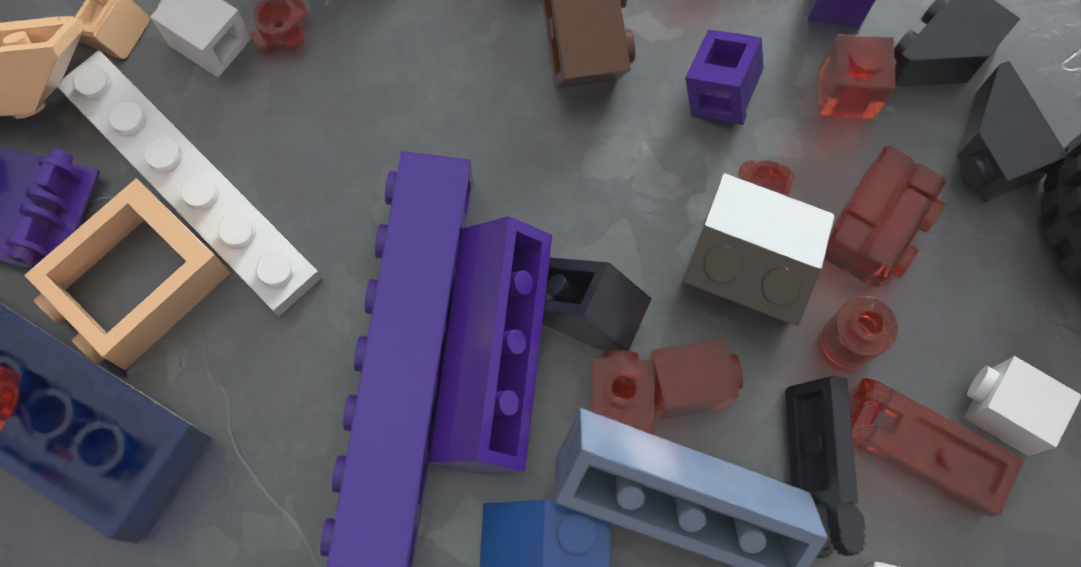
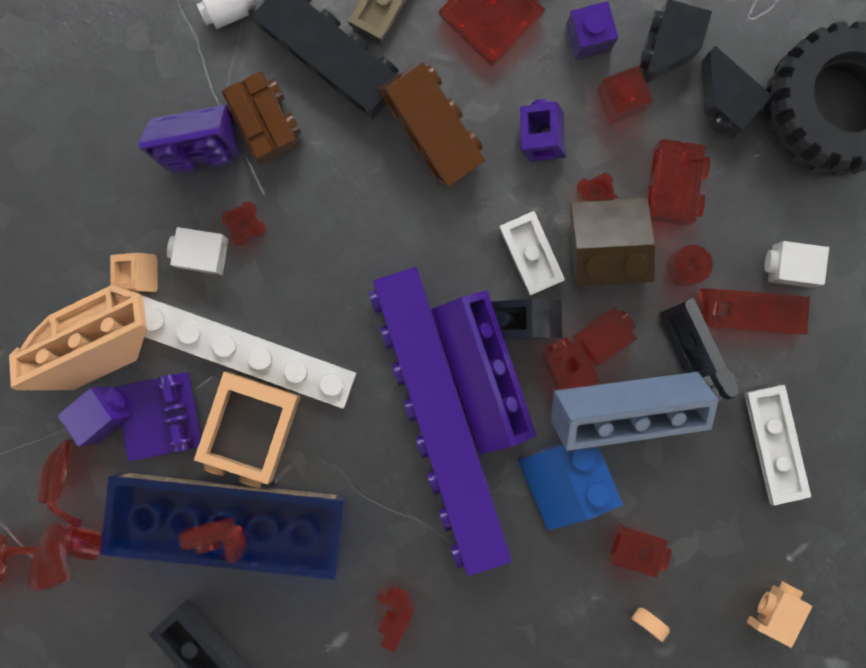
camera: 25 degrees left, 15 degrees up
(639, 222) = (531, 253): none -> white plate

